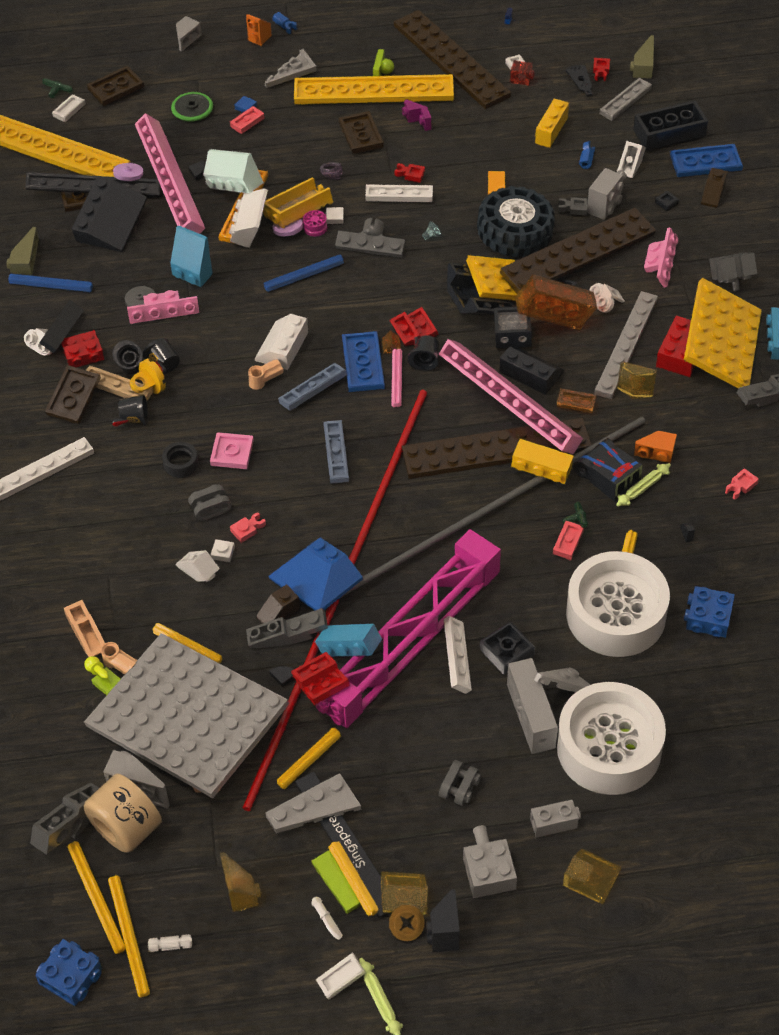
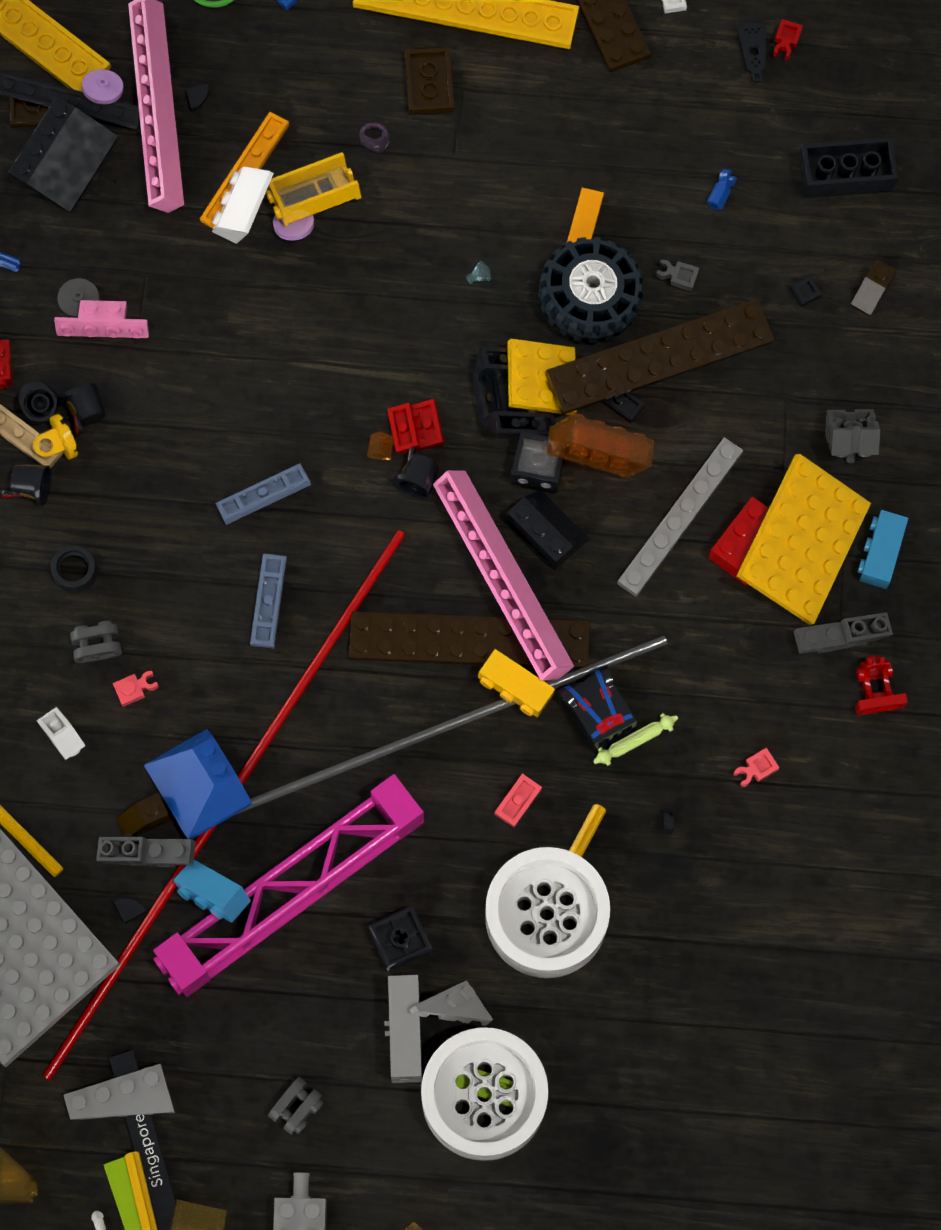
camera: 10 degrees right, 20 degrees up
(191, 257) = (151, 259): dark azure slope -> none
(222, 550) = (97, 715): white plate -> none
(231, 171) = (234, 128): light aqua slope -> none
(231, 450) = (140, 570): bright pink plate -> none
(247, 120) = (282, 24): coral plate -> none
(260, 374) = (209, 458): light nougat piece -> none
(283, 340) = (242, 413): white slope -> none
(303, 273) = (296, 305): blue axle -> none
(308, 758) = (132, 1029): yellow axle -> none
(315, 223) = (330, 226): dark pink wheel -> none
(320, 678) = (161, 946): red slope -> none
(334, 215) = (360, 216): white tile -> none
(363, 361) = (337, 466): blue tile -> none
(370, 240) = (395, 272): dark grey plate -> none
(396, 377) = (373, 503): bright pink axle -> none
(399, 193) = (453, 199): white plate -> none
(411, 173) = (479, 168): red plate -> none
(417, 112) = (512, 63): magenta slope -> none
(457, 654) = (339, 932): white plate -> none
(521, 72) = (674, 23): clear red brick -> none
(552, 123) = (689, 124): yellow brick -> none
(554, 818) = (392, 1178): light grey brick -> none
(576, 400) = (589, 592): clear orange plate -> none
(579, 515) = (541, 769): clear green piece -> none
(605, 193) = (725, 268): light grey brick -> none
(605, 297) = (672, 436): white bracket -> none
(625, 99) = (804, 99): light grey tile -> none
(631, 158) = (778, 212): white slope -> none
(636, 380) = (670, 586): clear yellow slope -> none
(643, 60) = (848, 37): olive slope -> none
(656, 446) = (669, 687): orange slope -> none
(661, 256) = (767, 388): bright pink bracket -> none
(701, 160) = (880, 233): blue tile -> none
(709, 611) = (657, 944): blue brick -> none

